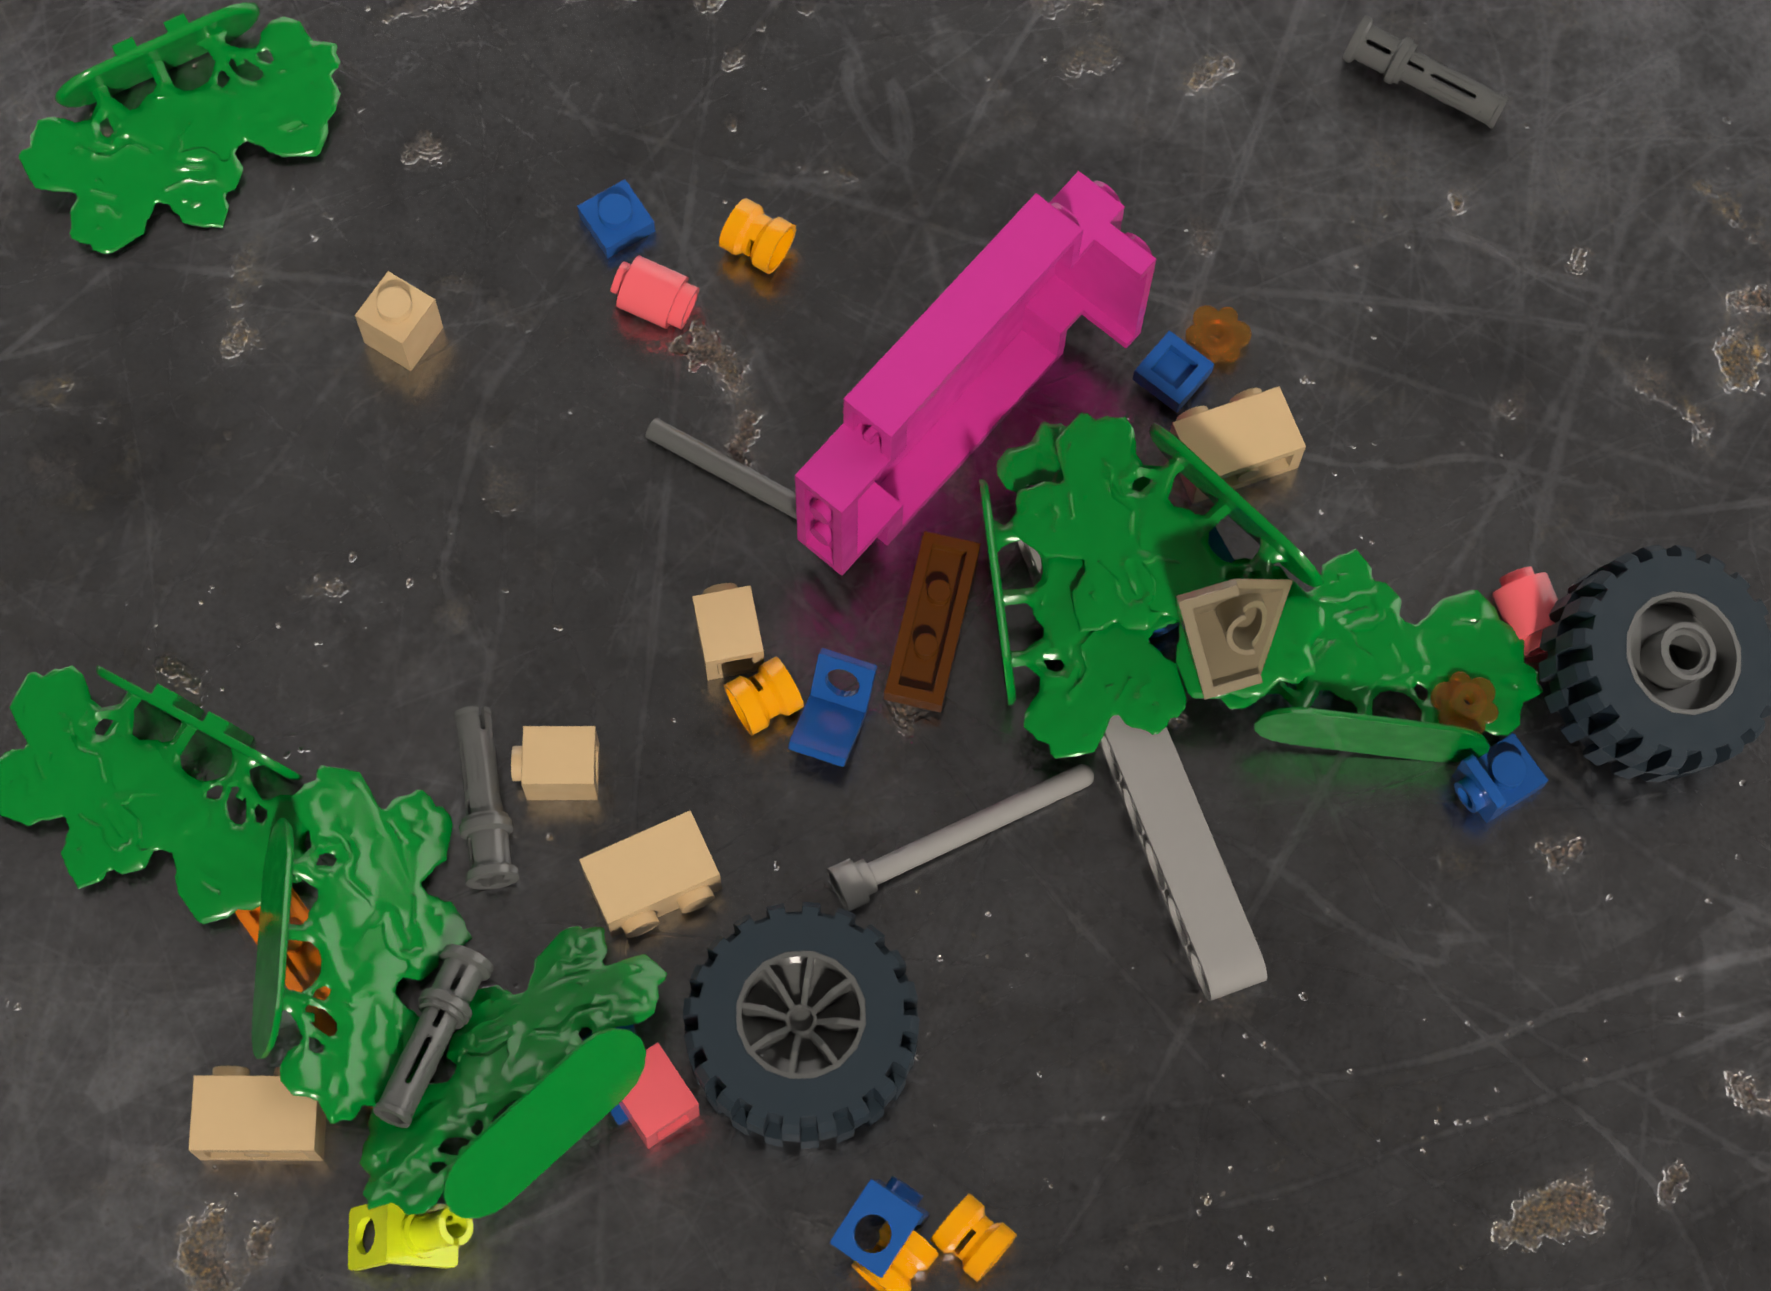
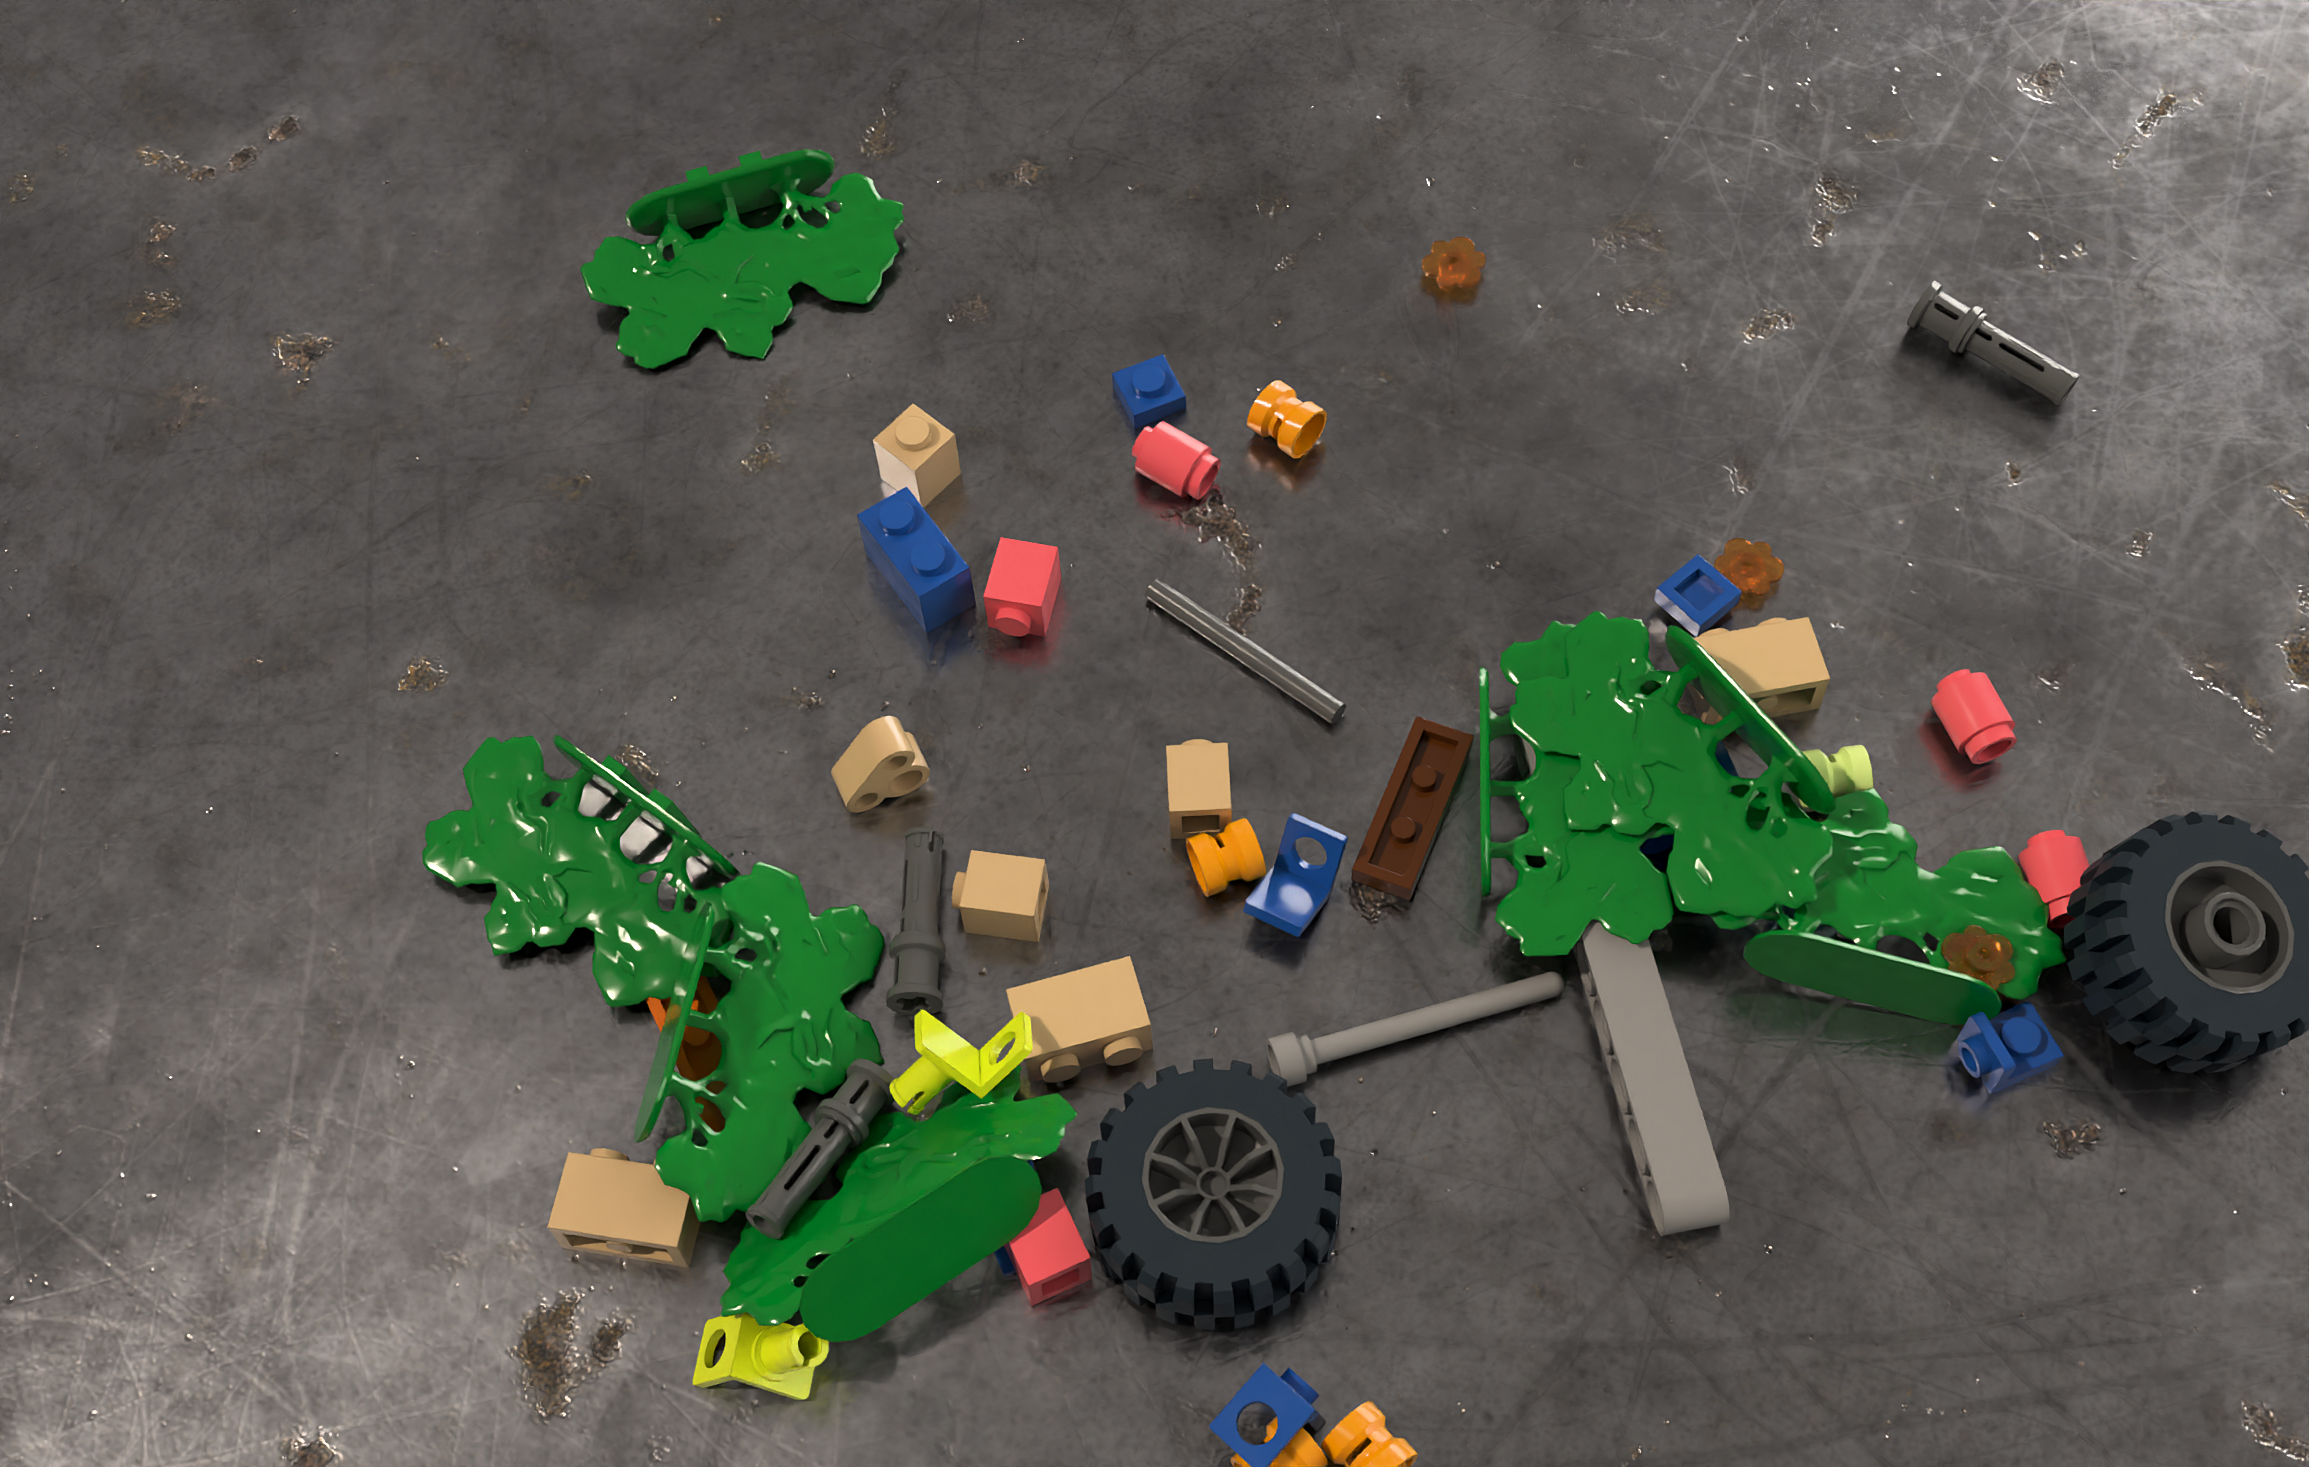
camera: 15 degrees right, 10 degrees down
(417, 431) = (916, 559): none -> blue brick
(418, 648) = (879, 765): none -> tan piece
(526, 447) = (1022, 587): none -> coral brick
(540, 934) = (951, 1058): none -> neon yellow bracket
(901, 33) = (1454, 263): none -> clear orange plant
(971, 365) = (1424, 602): dark pink panel -> none
(1231, 630) = (1729, 838): dark tan slope -> none
(1322, 537) = (1844, 772): none -> yellowish green wheel
(1440, 461) = (1974, 716): none -> coral brick

